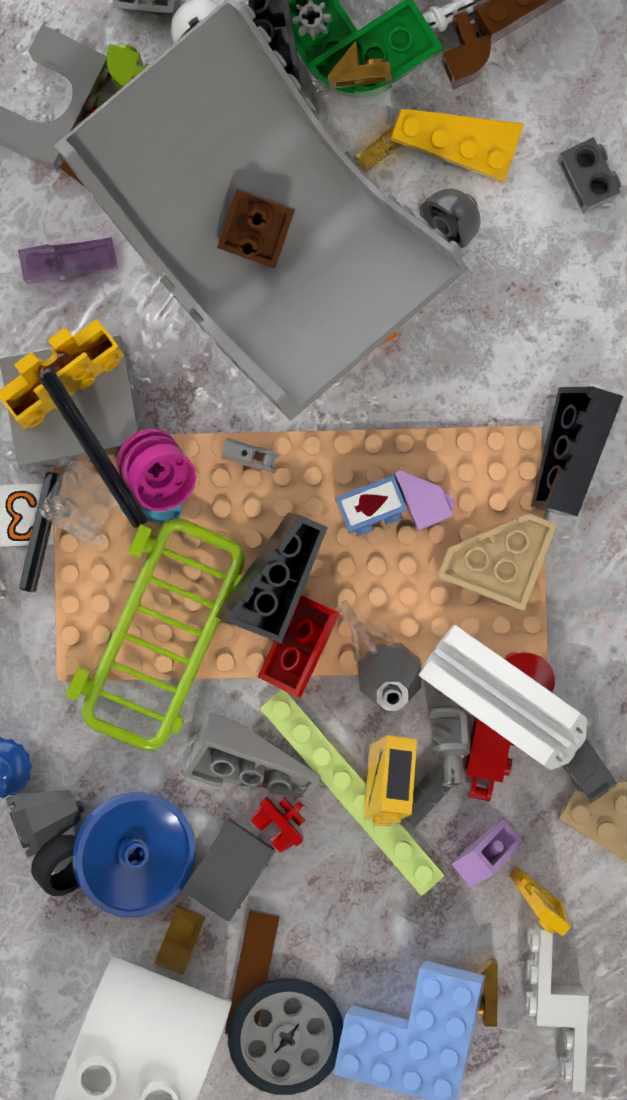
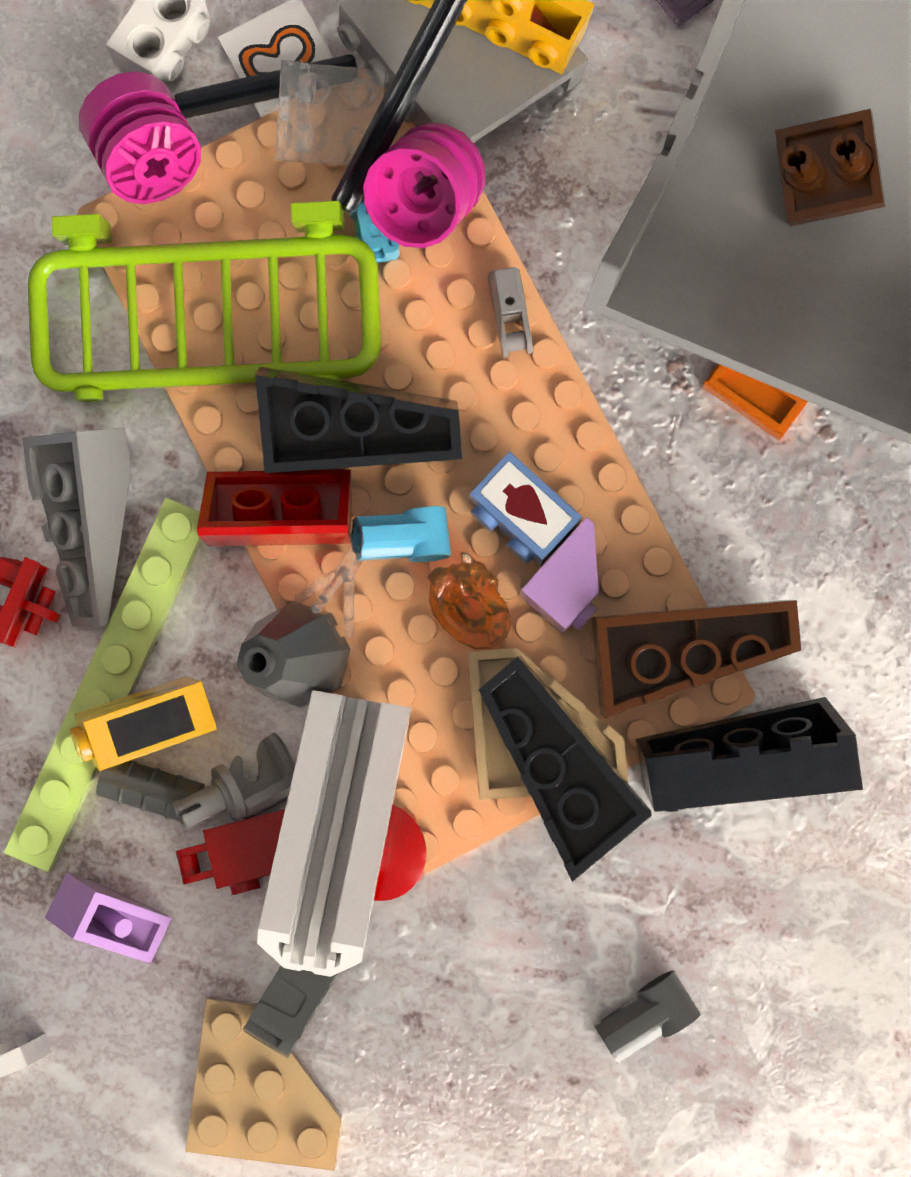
camera: 65 degrees right, 5 degrees down
(41, 622) = (139, 137): none -> dark pink wheel
(355, 575) = (416, 535): none -> medium azure piece
(410, 562) = (468, 603): none -> clear orange hat
(494, 455) = (679, 649): none -> reddish brown wedge
(536, 555) = (568, 777): none -> black wedge
(545, 905) = (65, 1035): yellow wing -> none

